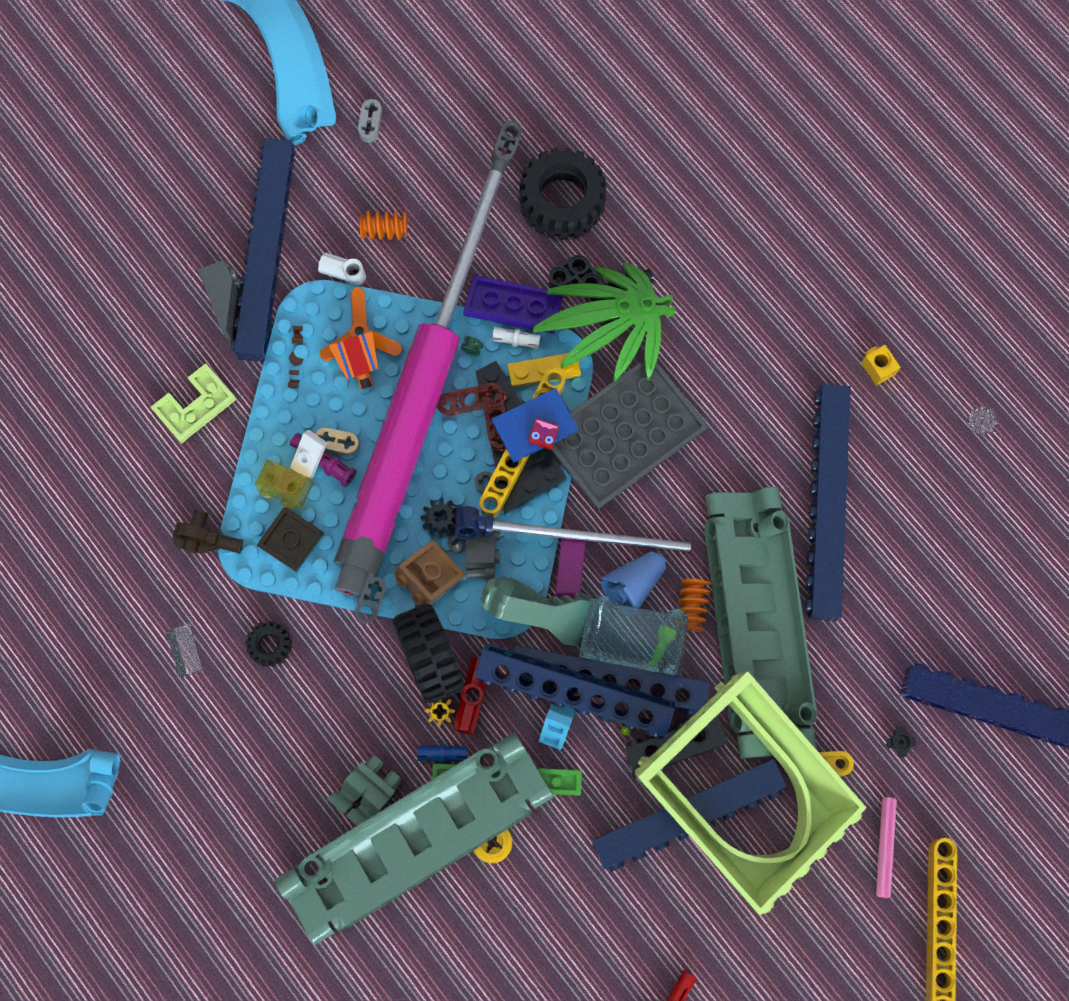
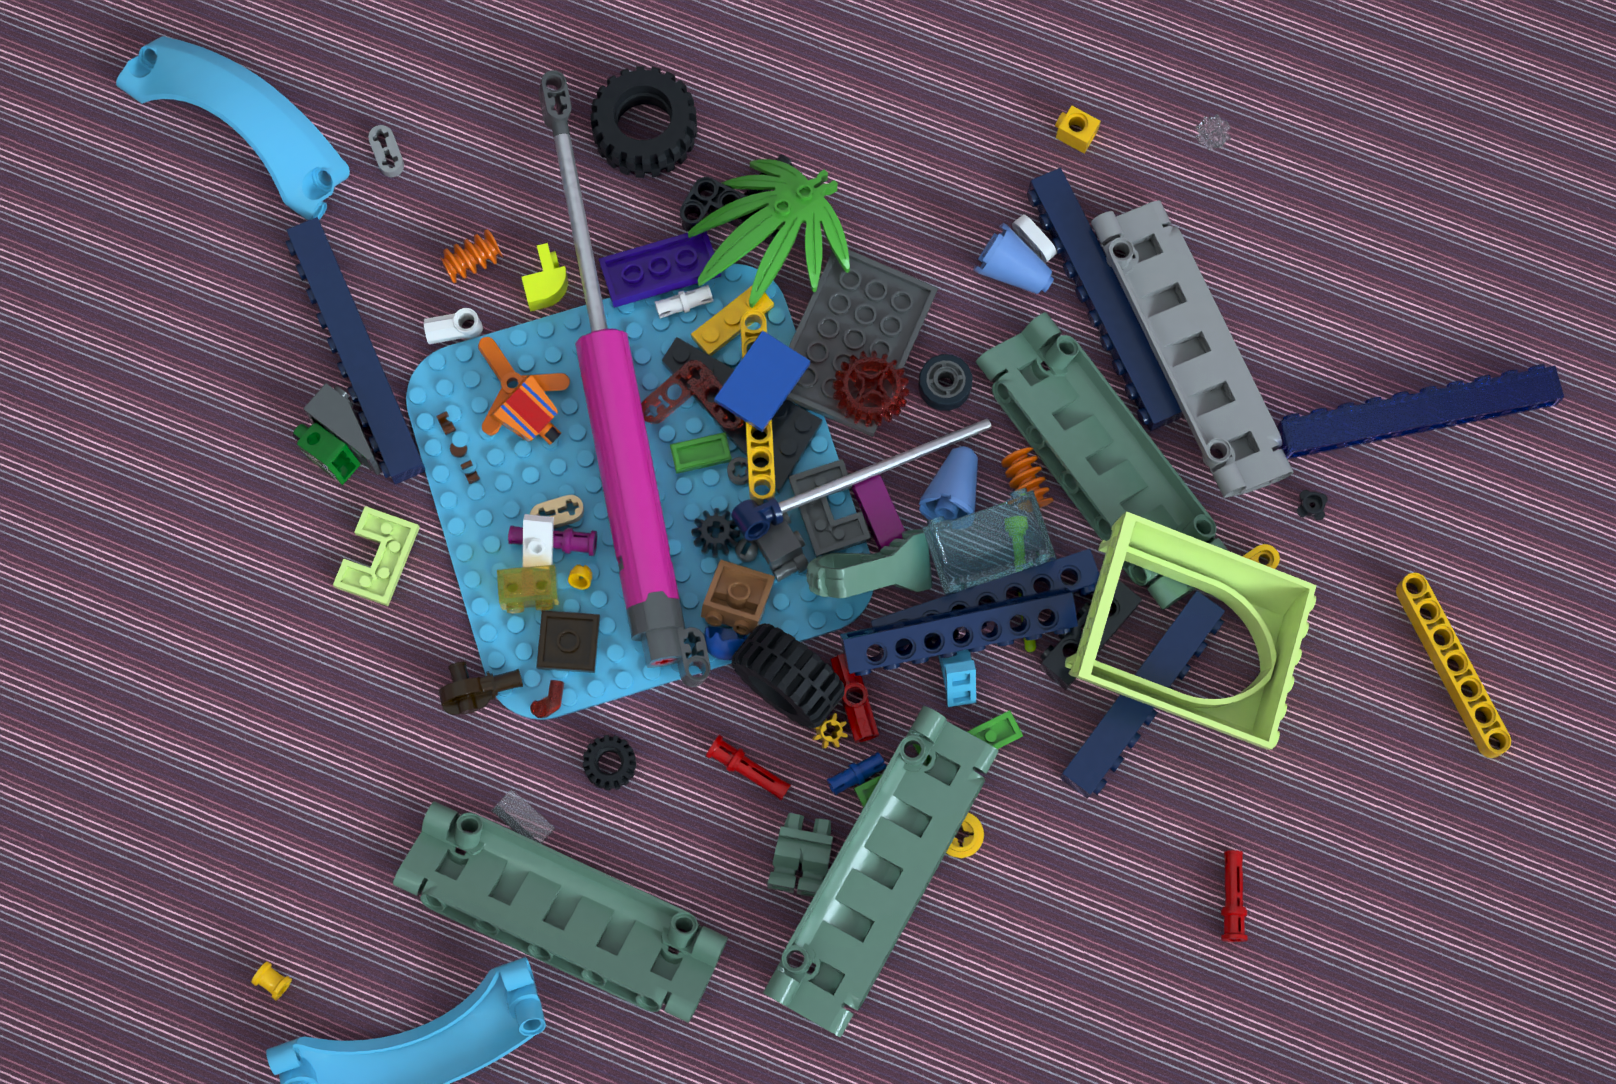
camera: 30 degrees left, 0 degrees up
(170, 735) = (561, 911): none -> sand green panel
(199, 305) = (326, 451): none -> green torso
(247, 578) = (551, 703): none -> clear red arm
(326, 497) = (575, 577): none -> yellow hinge
(360, 694) = (736, 761): none -> red pin
(397, 600) = (722, 642): none -> blue hair
(427, 275) = (548, 286): none -> neon yellow brick
(465, 454) = (700, 453): none -> bright green tile
(472, 346) = (642, 335): clear green bush -> none
(520, 563) = (823, 531): none -> dark grey plate
(543, 434) = (778, 384): tile -> none
(609, 456) = (855, 372): none -> clear red gear
(674, 486) = (945, 367): none -> wheel
(775, 438) = (1014, 262): none -> medium blue cone
(801, 428) = (1034, 238): none -> white beam
(875, 576) = (1194, 348): none -> light grey panel
(886, 847) = (1355, 617): bright pink axle -> none

